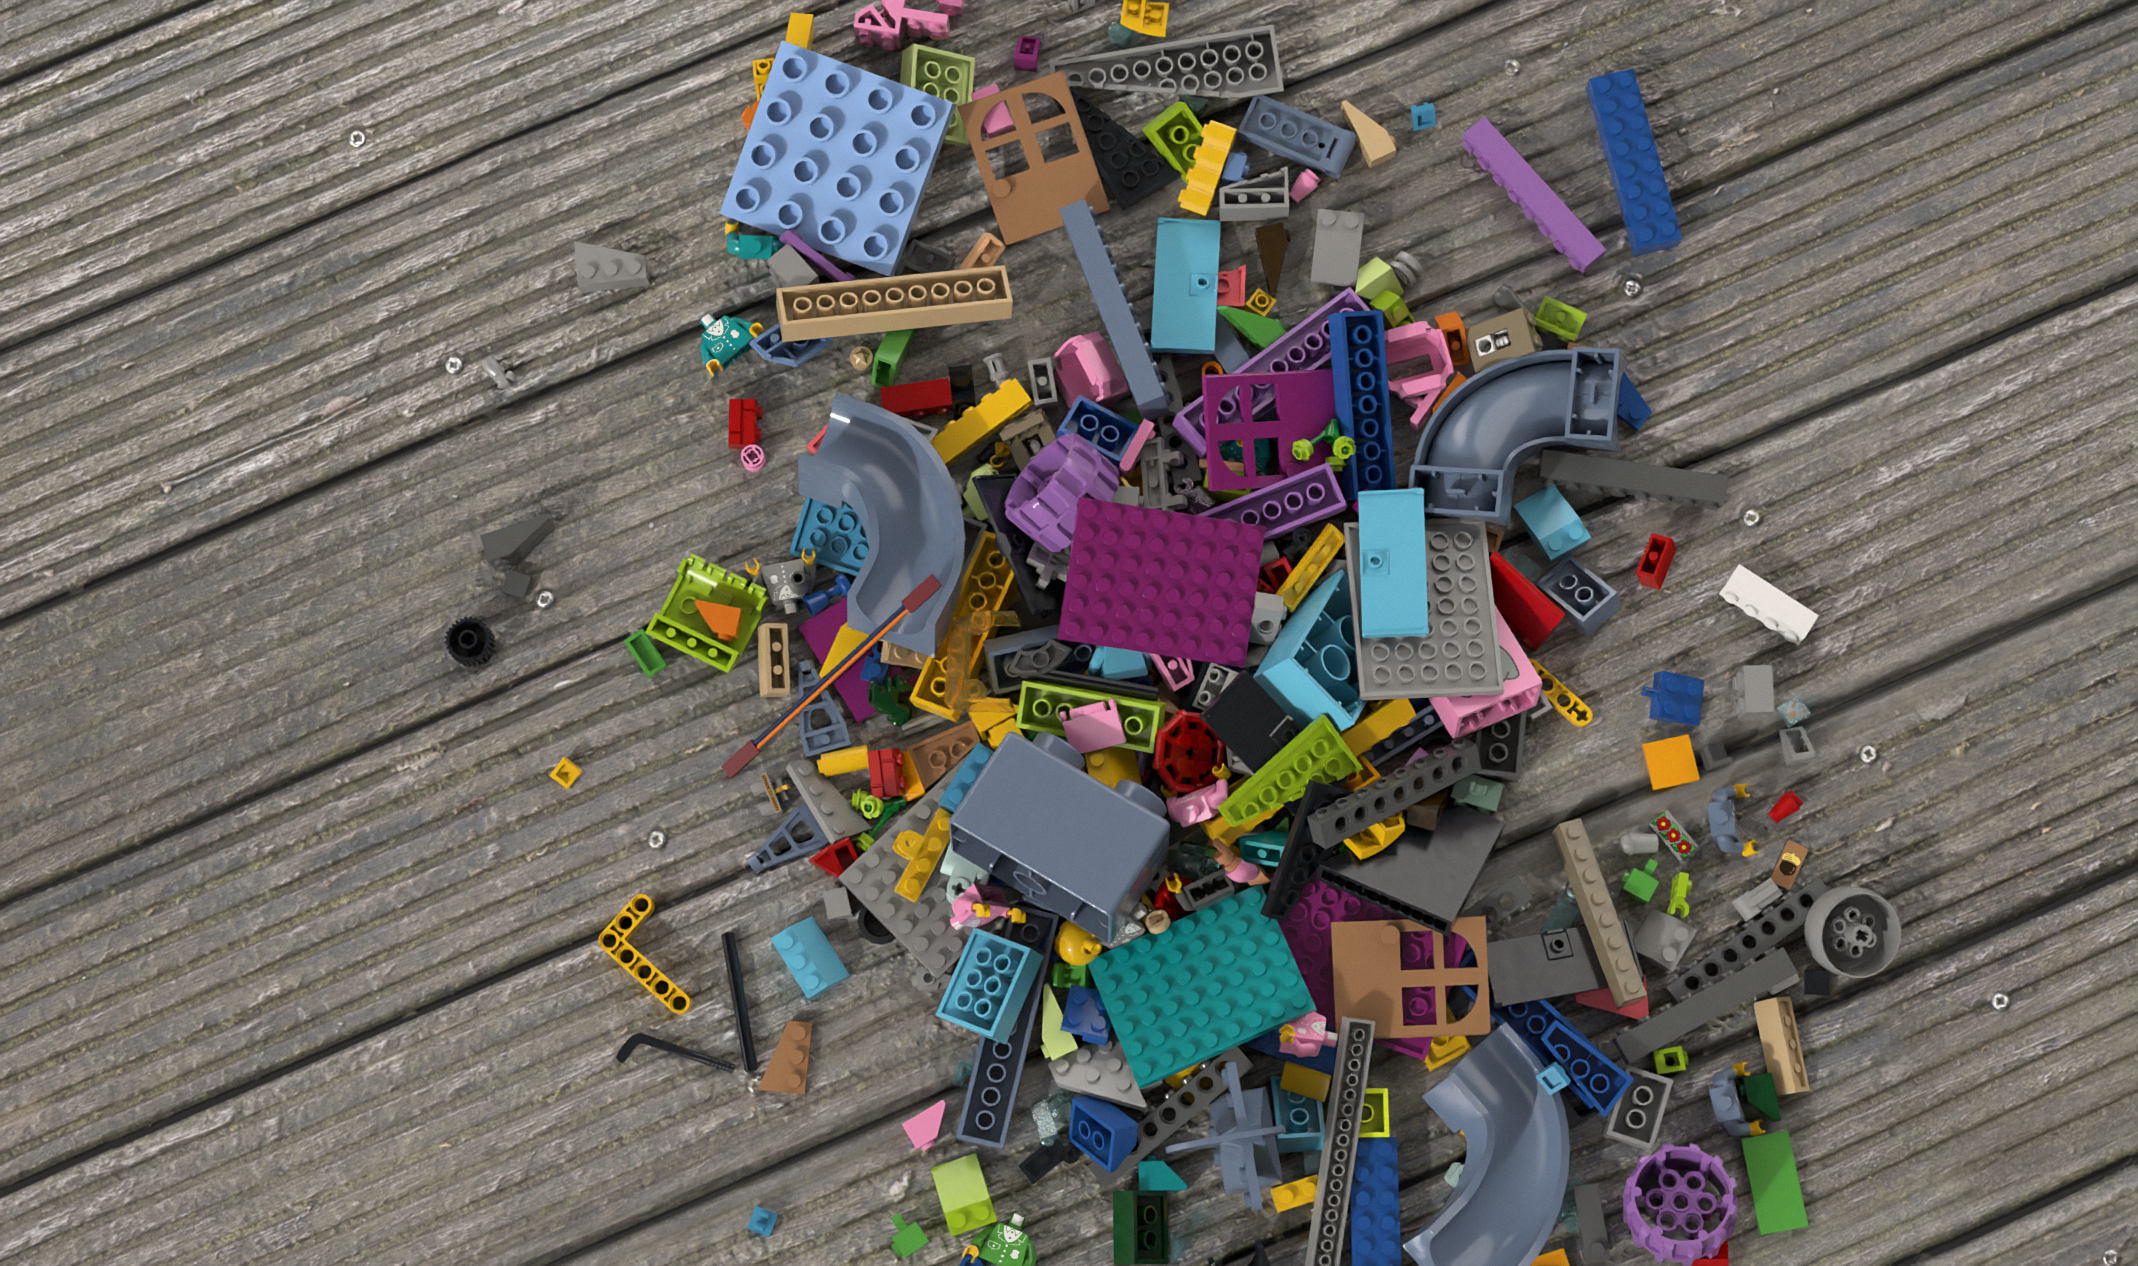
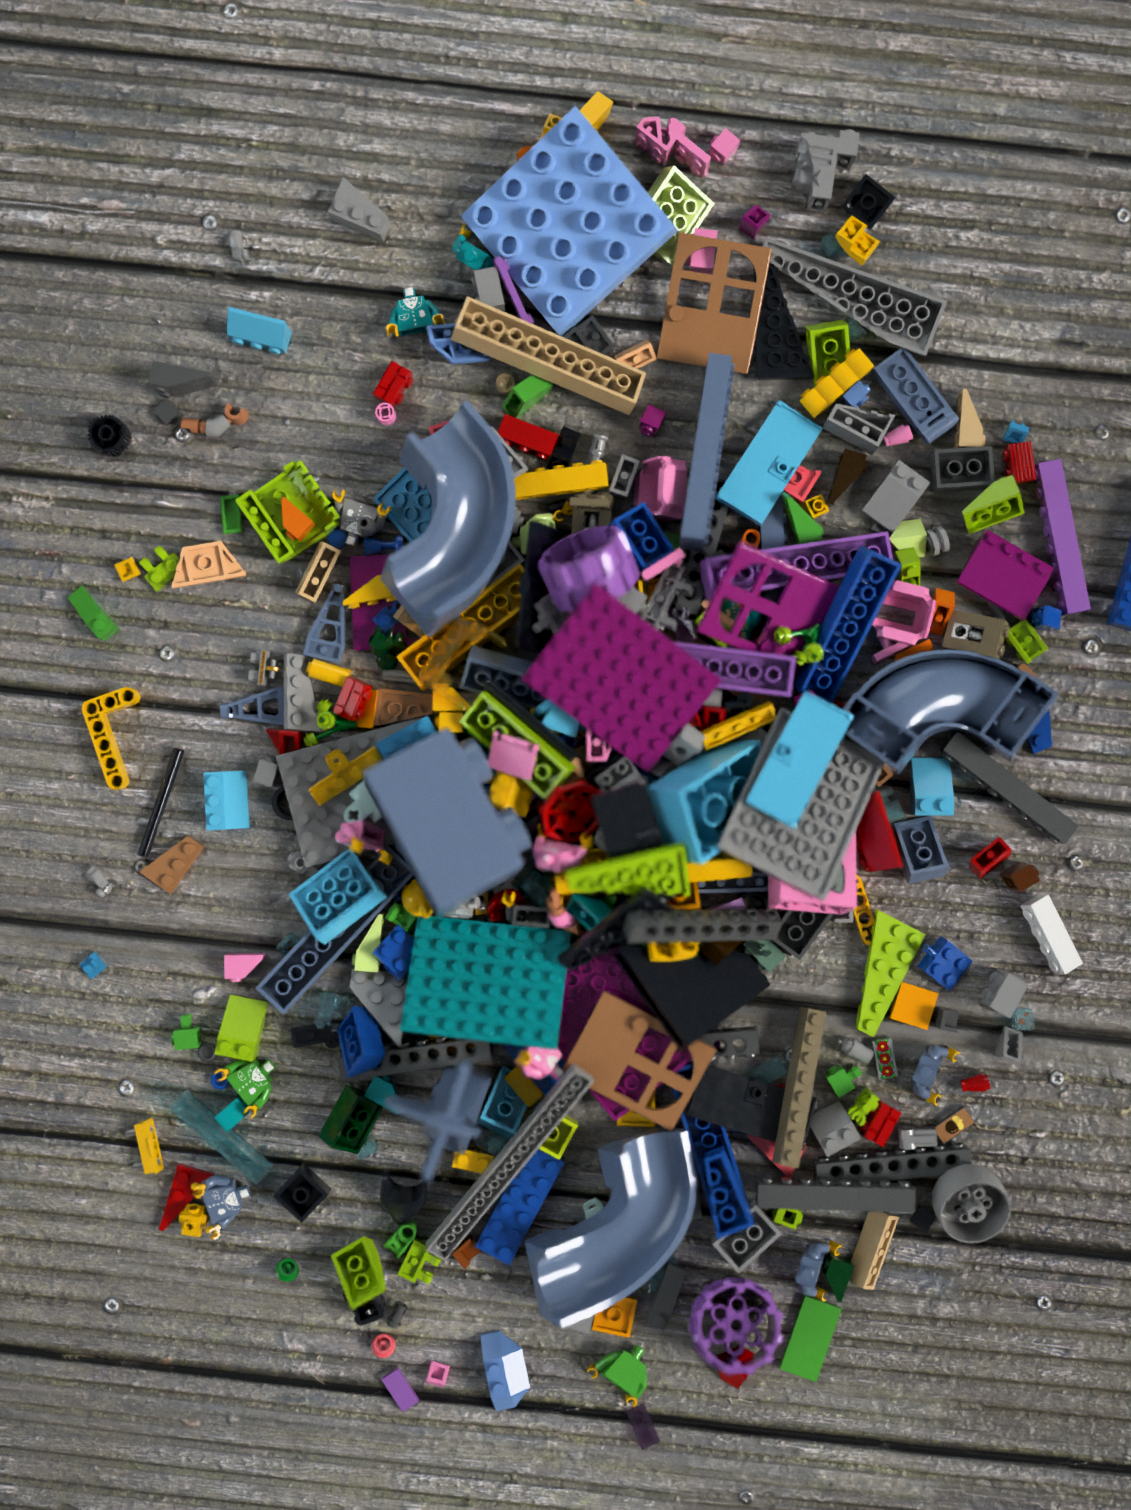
camera: 25 degrees right, 10 degrees up
(554, 840) = (93, 614): none -> bright green slope
(570, 446) = (258, 331): none -> medium azure slope
(579, 569) = (218, 425): none -> nougat piece
(607, 754) = (162, 573): none -> lime plate
(641, 1038) = (96, 808): black piece -> none
(649, 720) = (205, 565): none -> light nougat wing
(718, 1122) = (99, 879): none -> light grey arm
(774, 614) = (337, 539): none -> blue tile
(911, 603) = (431, 590): piece -> none
(941, 1244) = (207, 1052): none -> dark grey tile
(1038, 311) = (651, 421): none -> magenta slope
(1041, 660) = (503, 685): dark grey tile -> none
(1157, 921) = (482, 917): tan tile -> none
(1388, 182) = (961, 469): none -> dark grey brick
(1443, 201) = (994, 505): none -> lime slope
(1444, 144) = (1019, 462): none -> red brick
(1496, 264) = (1004, 574): none -> magenta slope
(1553, 1078) = (697, 1191): dark azure tile -> none
(1566, 284) = (1045, 618): none -> blue slope
(1616, 733) = (887, 963): none -> lime wing
(1699, 562) = (1020, 876): none -> reddish brown brick
(1708, 905) = (880, 1123): none -> red brick

